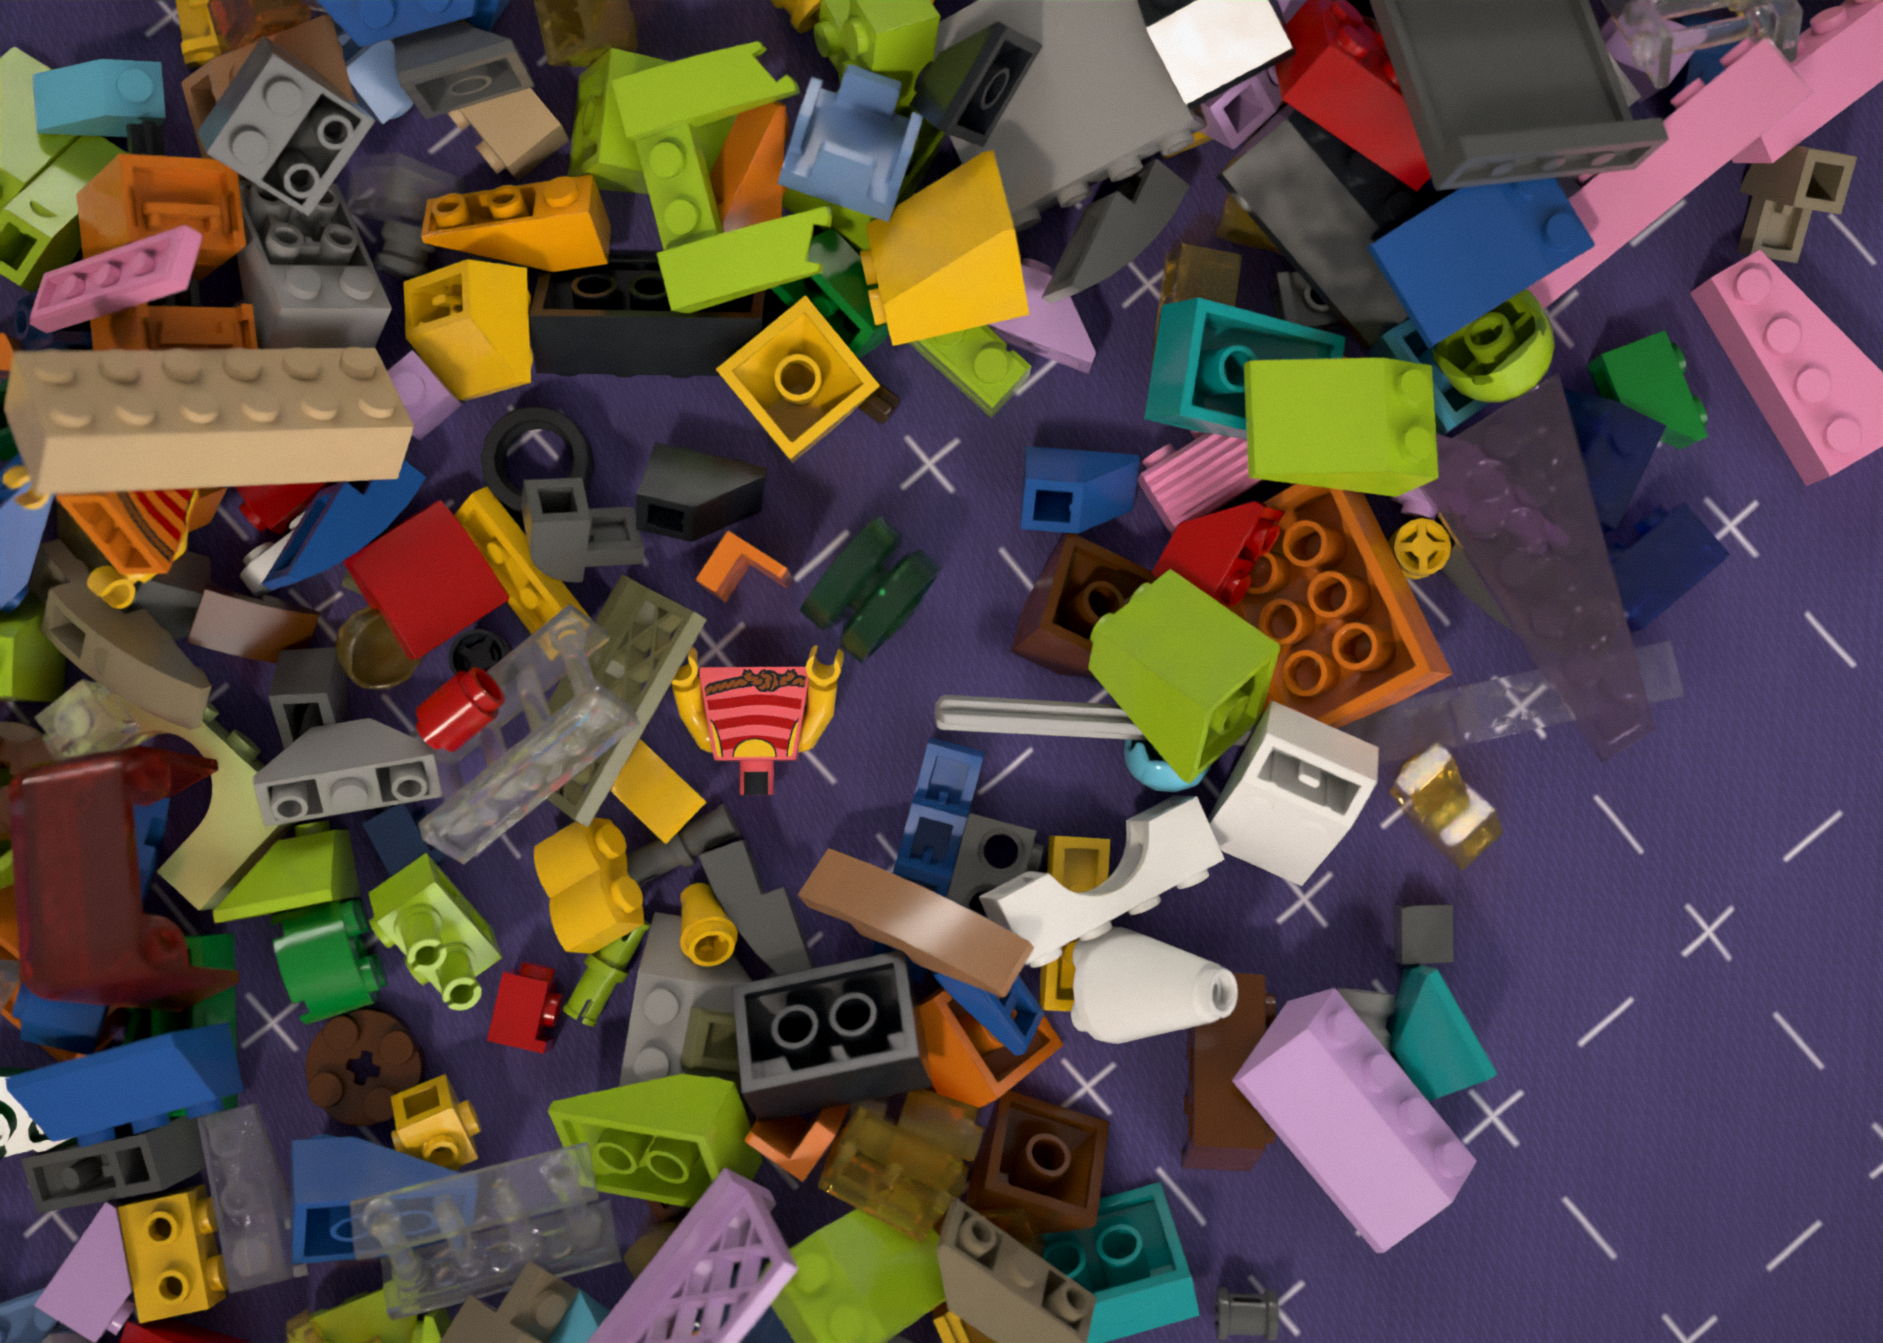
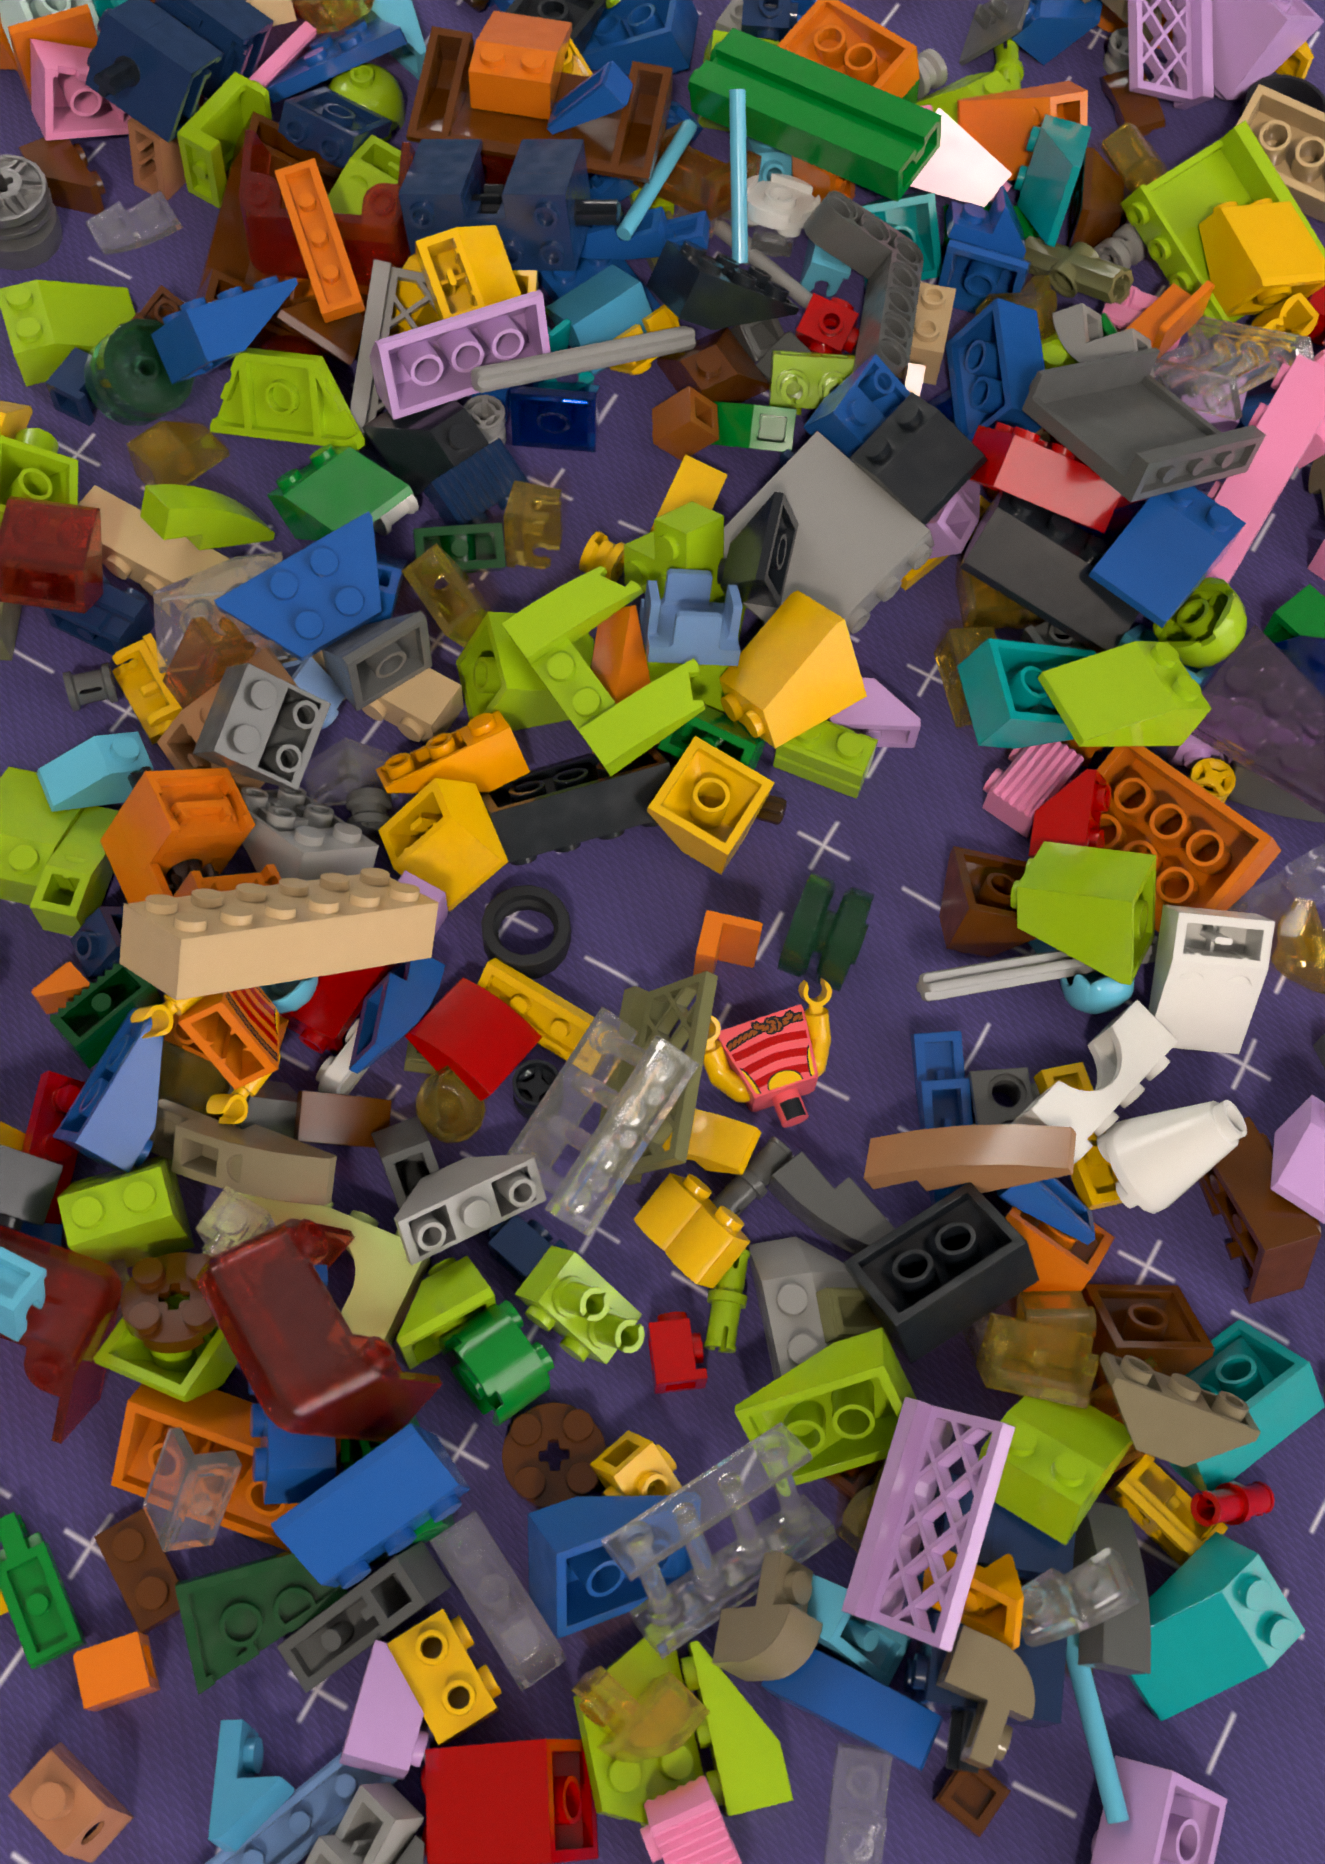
camera: 25 degrees left, 20 degrees down
(116, 279) = (169, 861): bright pink tile -> none
(459, 709) = (542, 1116): red brick -> none
(570, 536) = (573, 965): dark grey brick -> none
(696, 493) = (660, 911): black slope -> none
(706, 929) = (799, 1232): yellow cone -> none
(795, 1142) = (957, 1366): orange panel -> none
(1075, 488) = (942, 818): blue slope -> none
(1117, 229) = (898, 632): dark grey slope -> none

